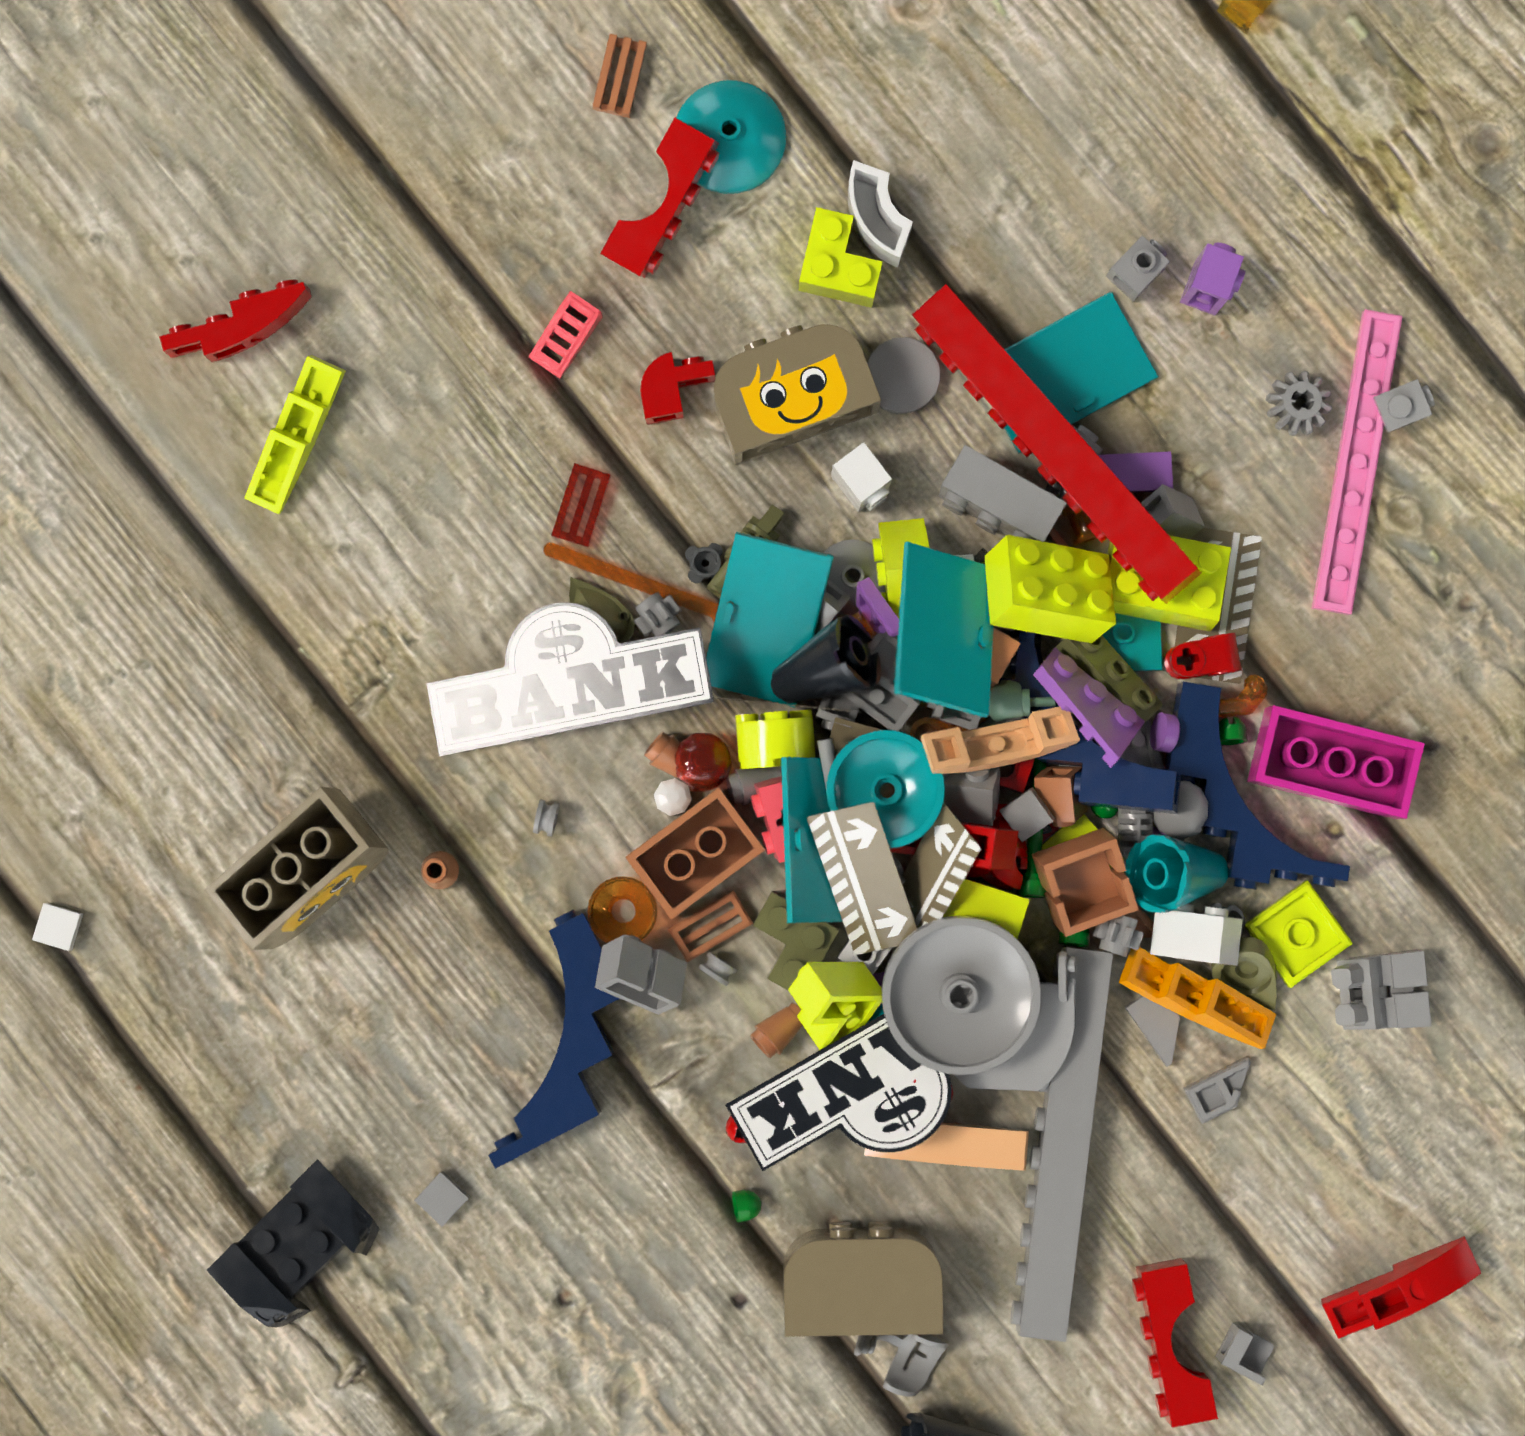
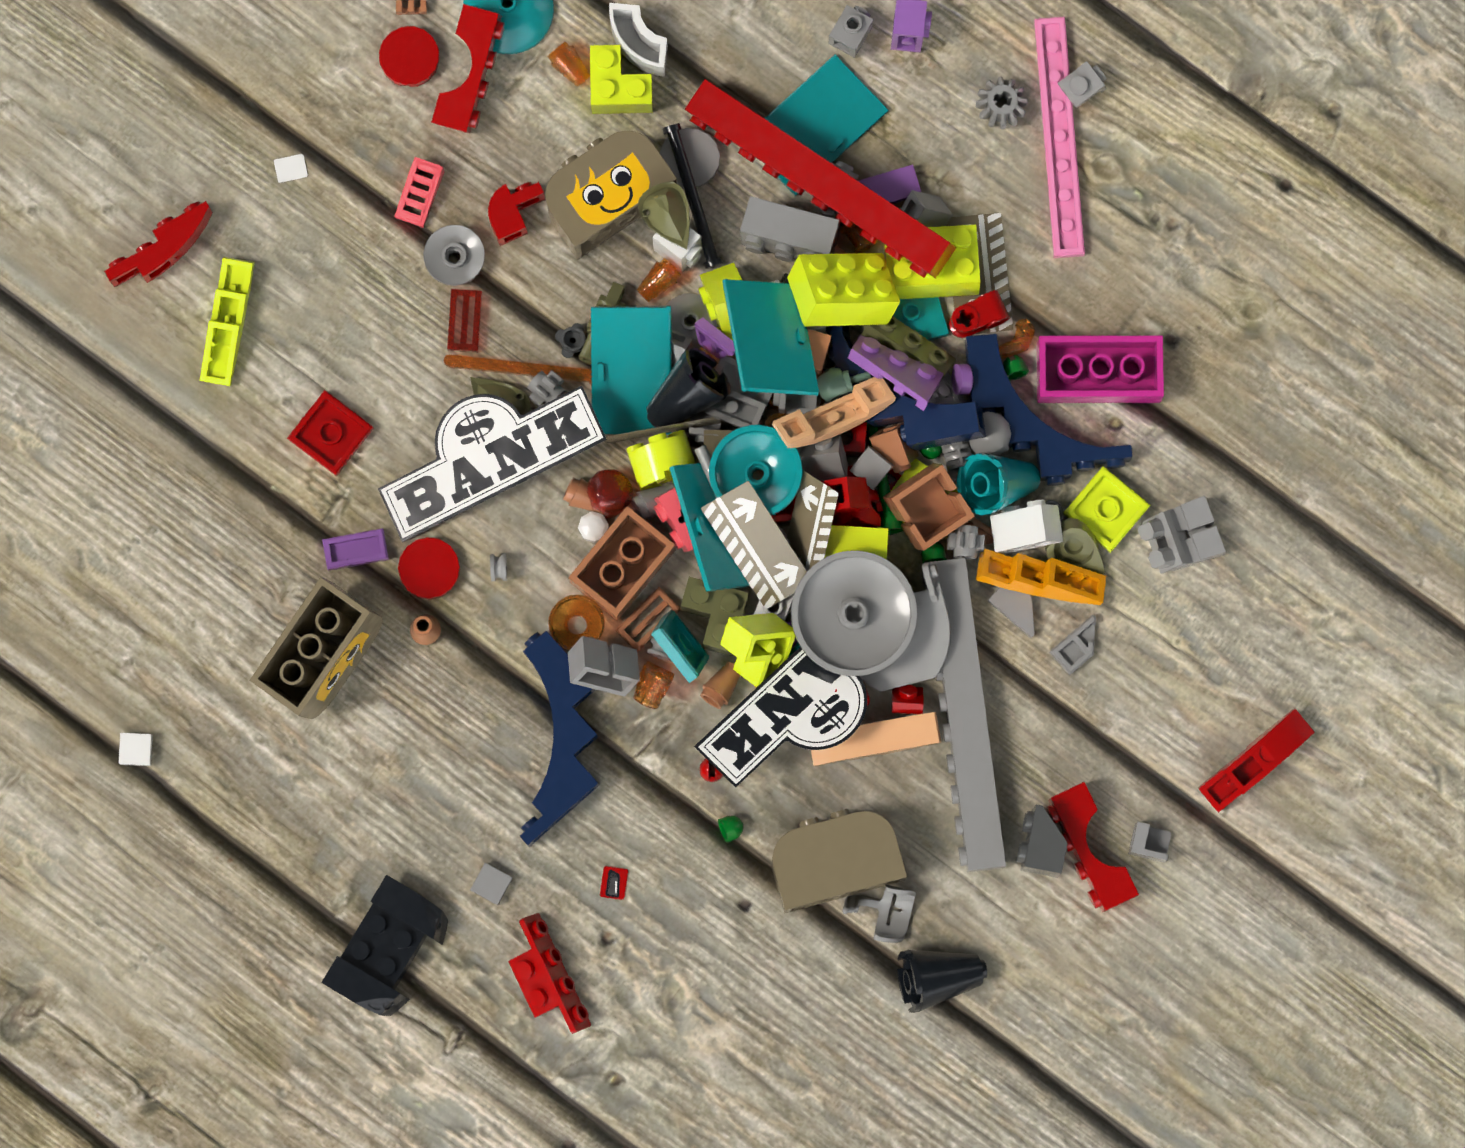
camera: 15 degrees left, 5 degrees down
(380, 751) = (355, 549): none -> medium lavender tile
(385, 602) = (330, 433): none -> red tile
(419, 265) = (290, 168): none -> white sticker
(462, 796) = (429, 568): none -> red tile
(478, 1329) = (545, 977): none -> red bracket
(582, 404) = (454, 240): none -> light grey dish
(589, 1233) = (614, 883): none -> sticker
(595, 164) = (409, 56): none -> red tile
(697, 1010) = (652, 685): none -> clear orange piece
(740, 974) = (680, 645): none -> teal plate
(786, 223) = (569, 64): none -> clear orange cone
(828, 515) = (658, 280): none -> clear orange cone
(858, 440) = (667, 212): none -> olive piece
(894, 422) = (692, 195): none -> black bar
(998, 1107) = (907, 700): none -> red plate
(1115, 1331) = (1044, 844): none -> dark grey slope

